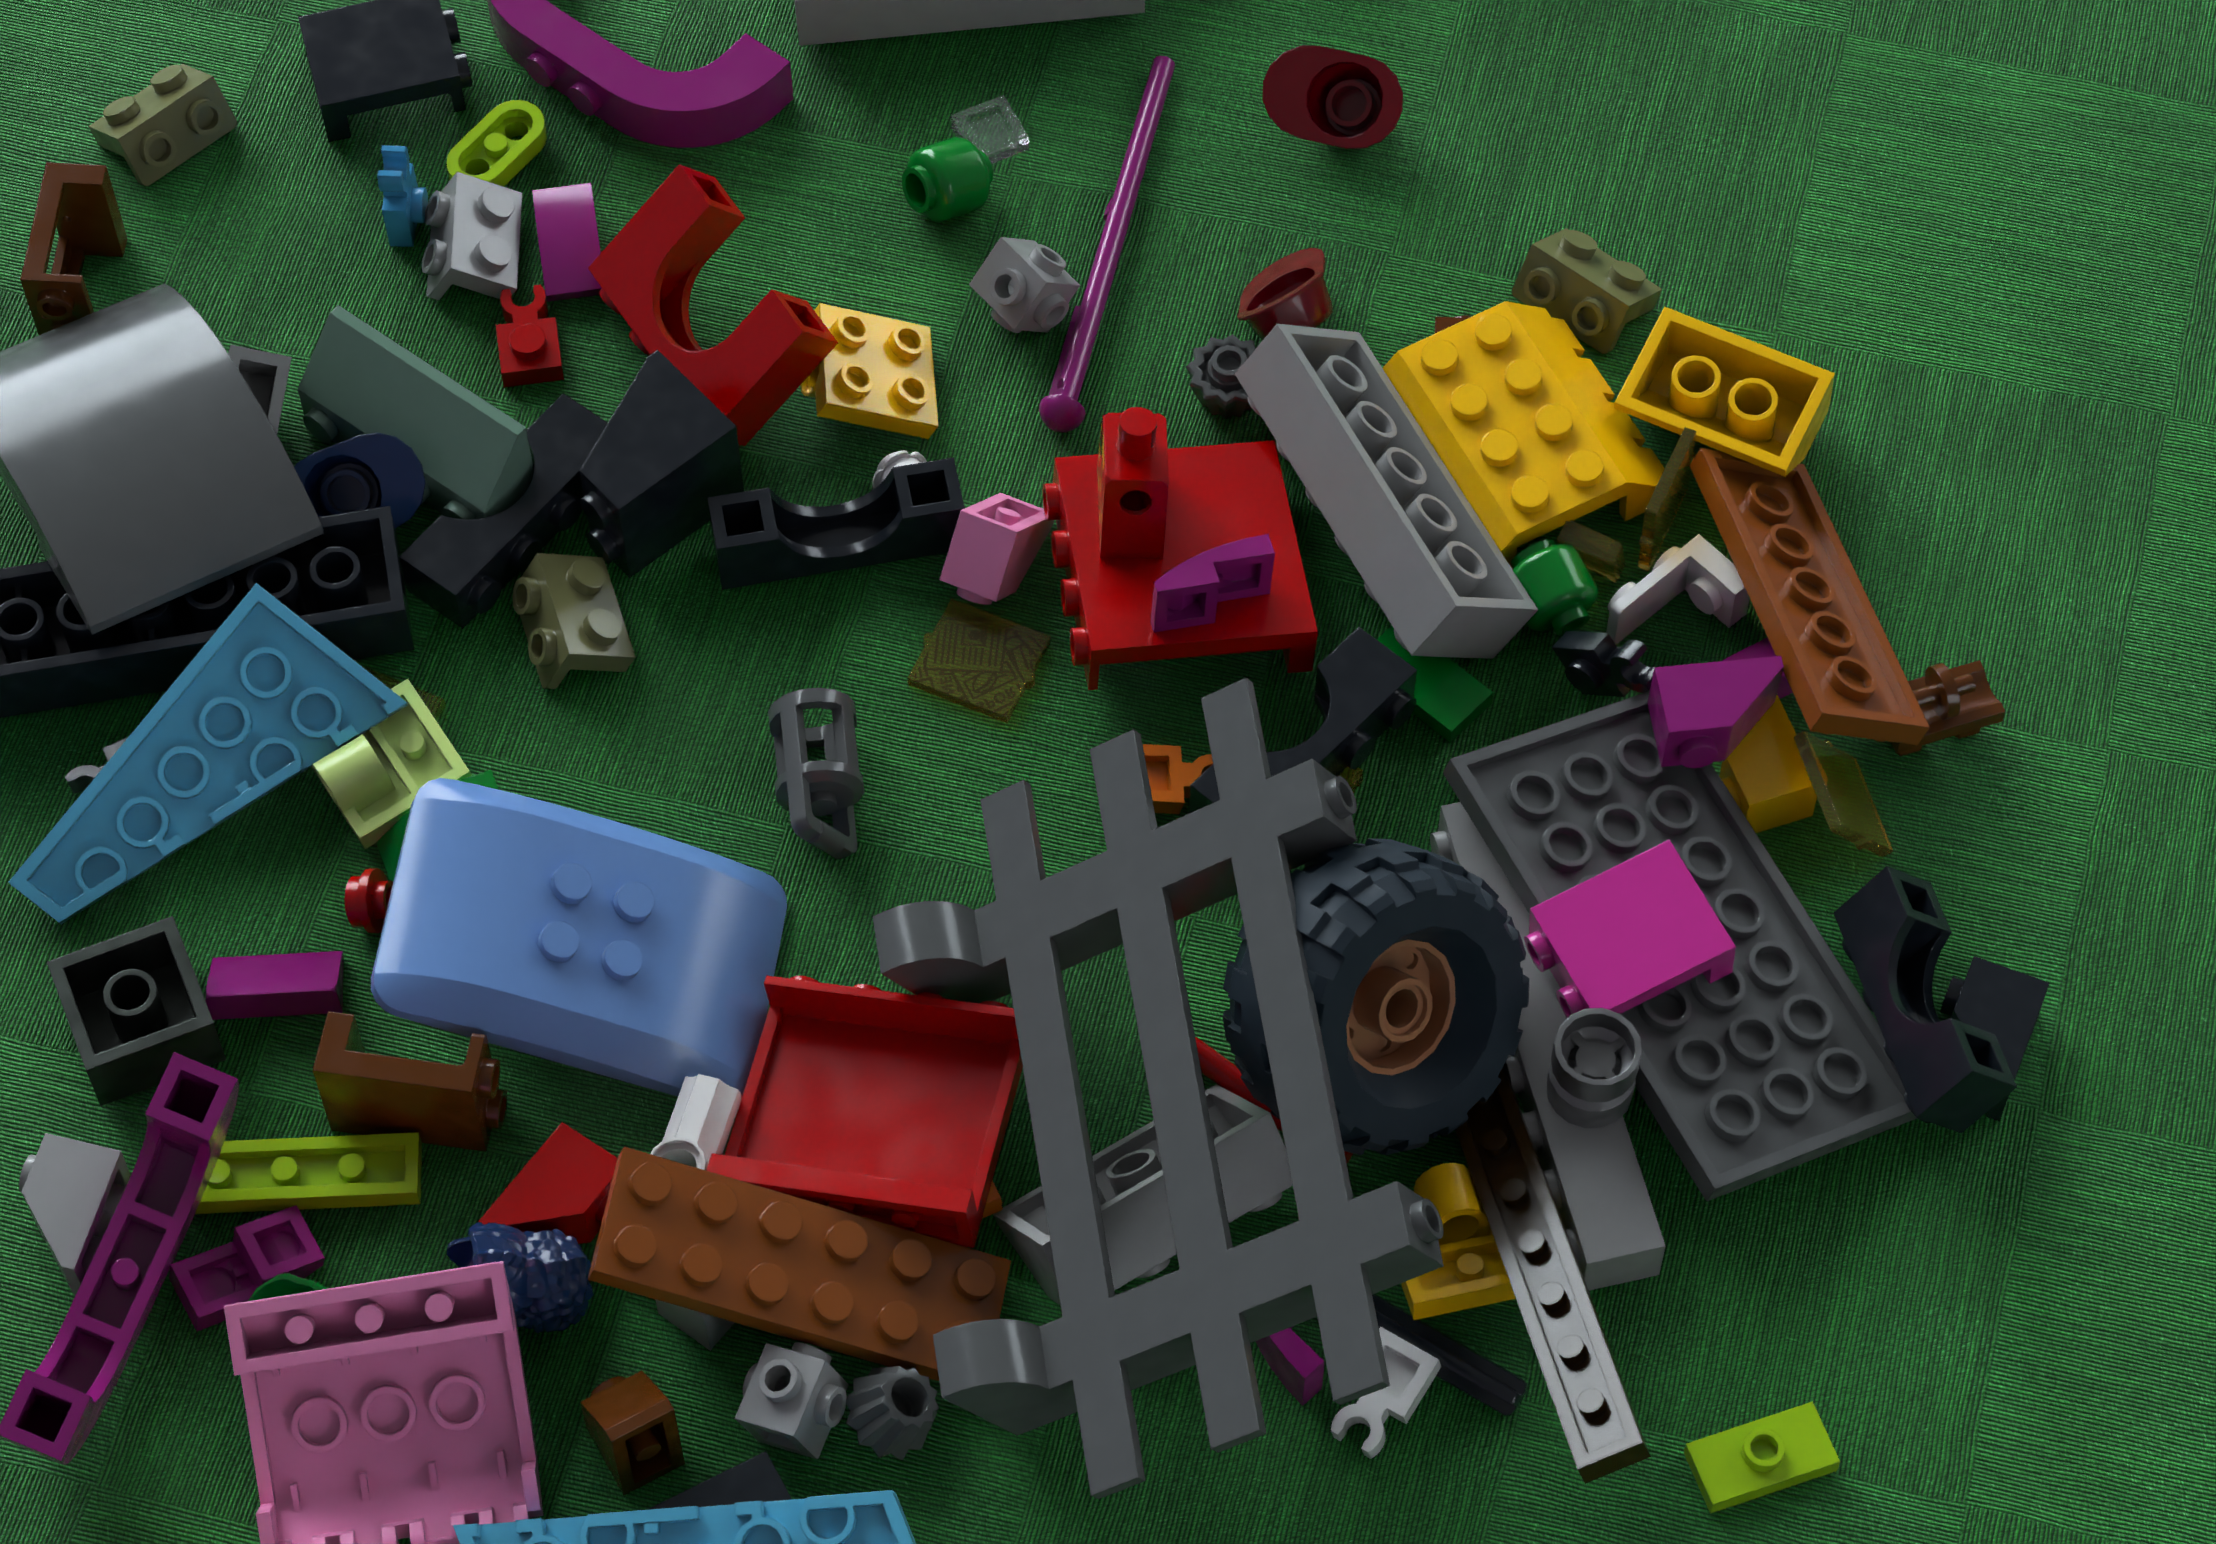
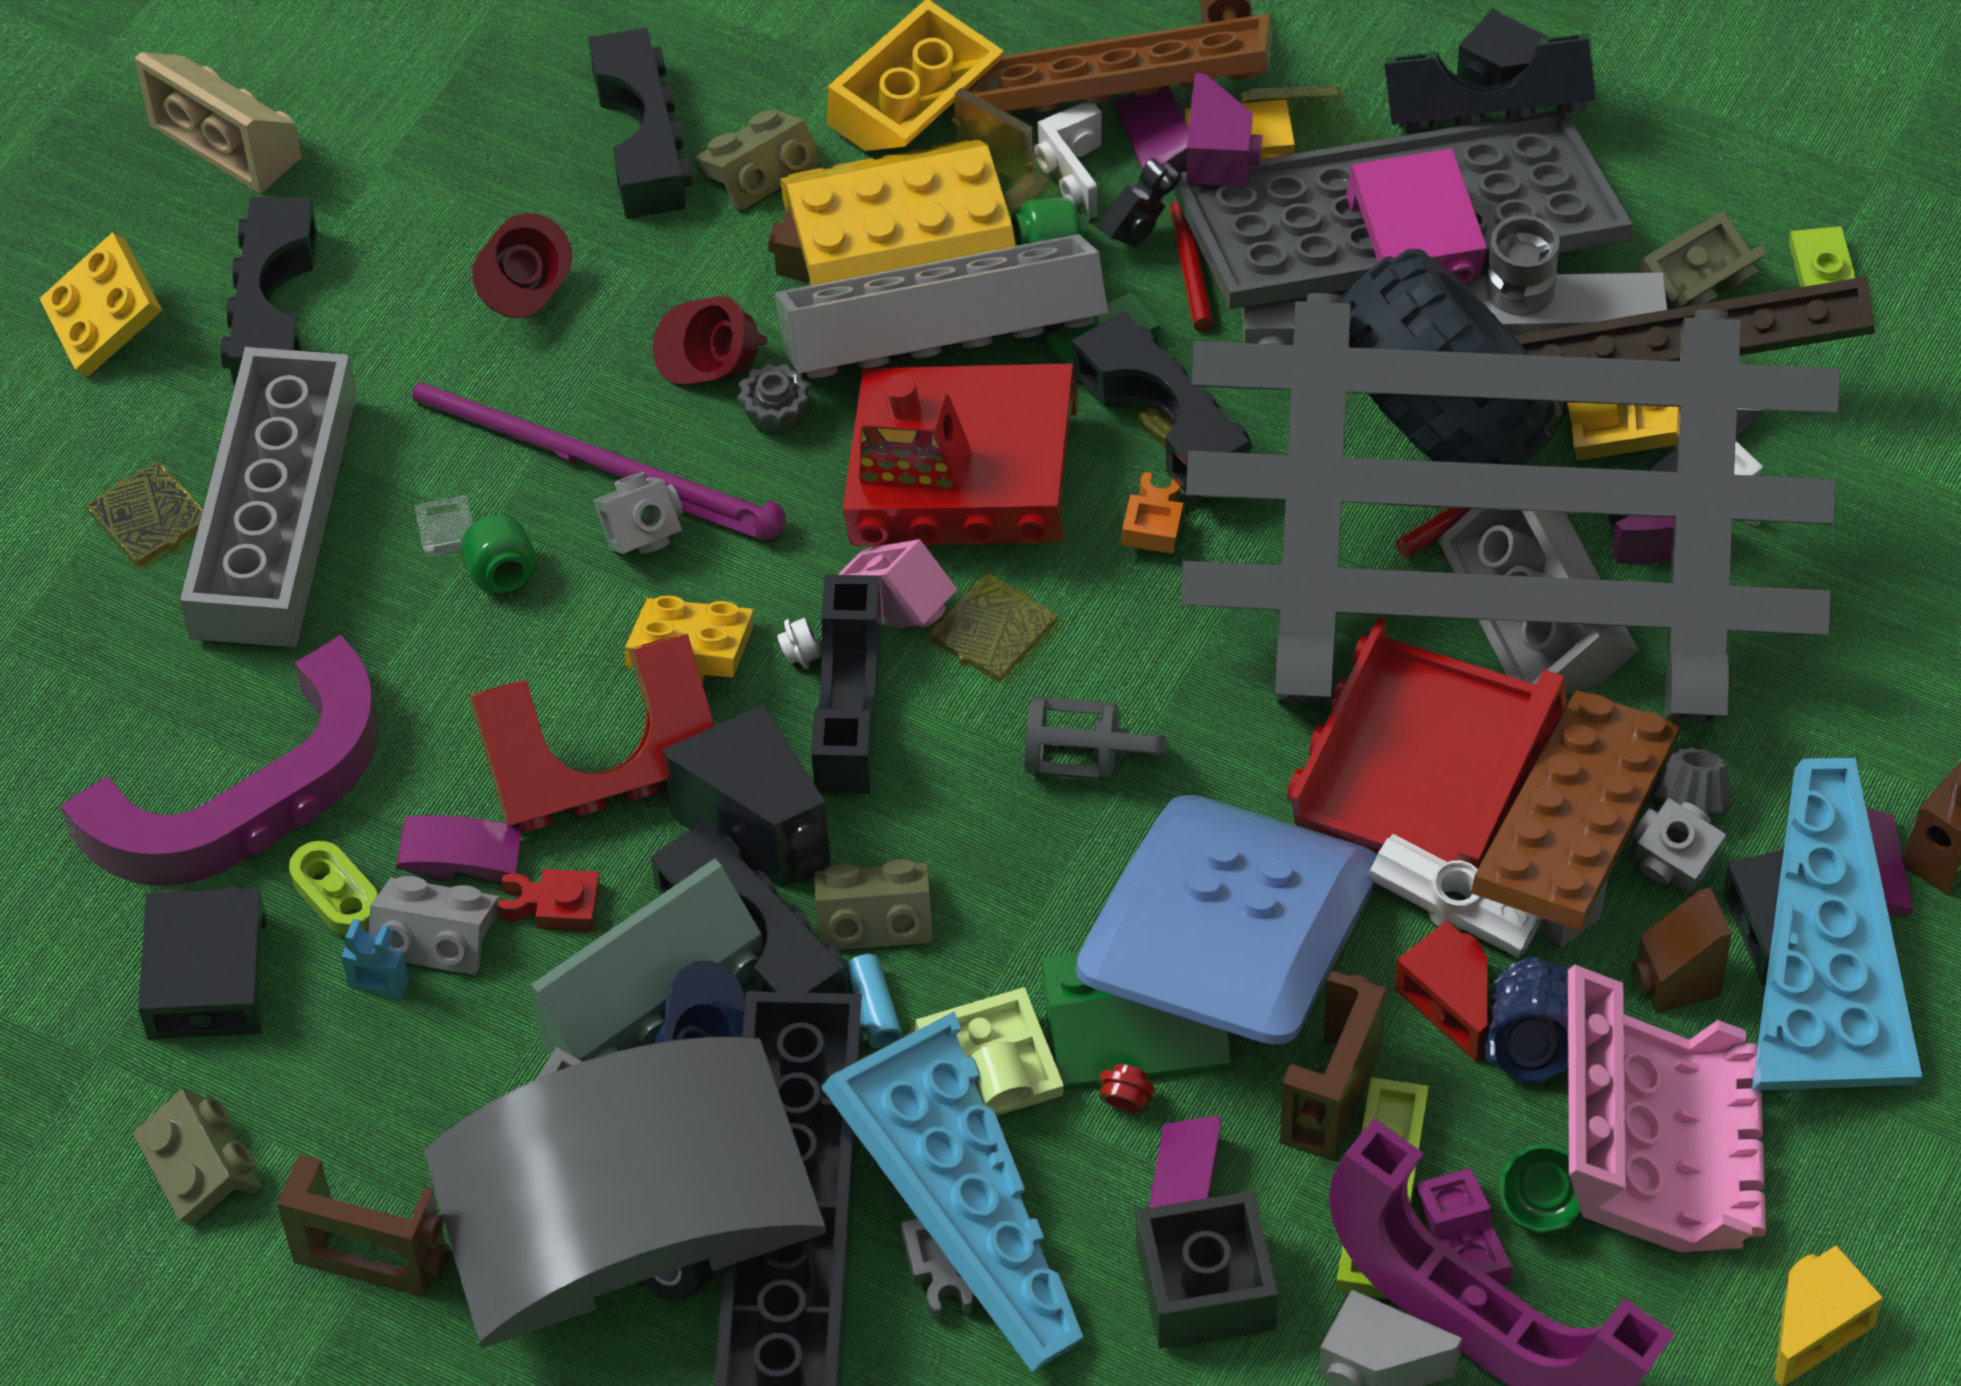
camera: 75 degrees left, 5 degrees down
(449, 648) = (879, 1012): none -> medium azure hinge
(1227, 572) = (1024, 409): magenta slope -> none
(1533, 188) = (647, 163): none -> black arch
(1719, 1300) = (1703, 262): none -> olive bracket

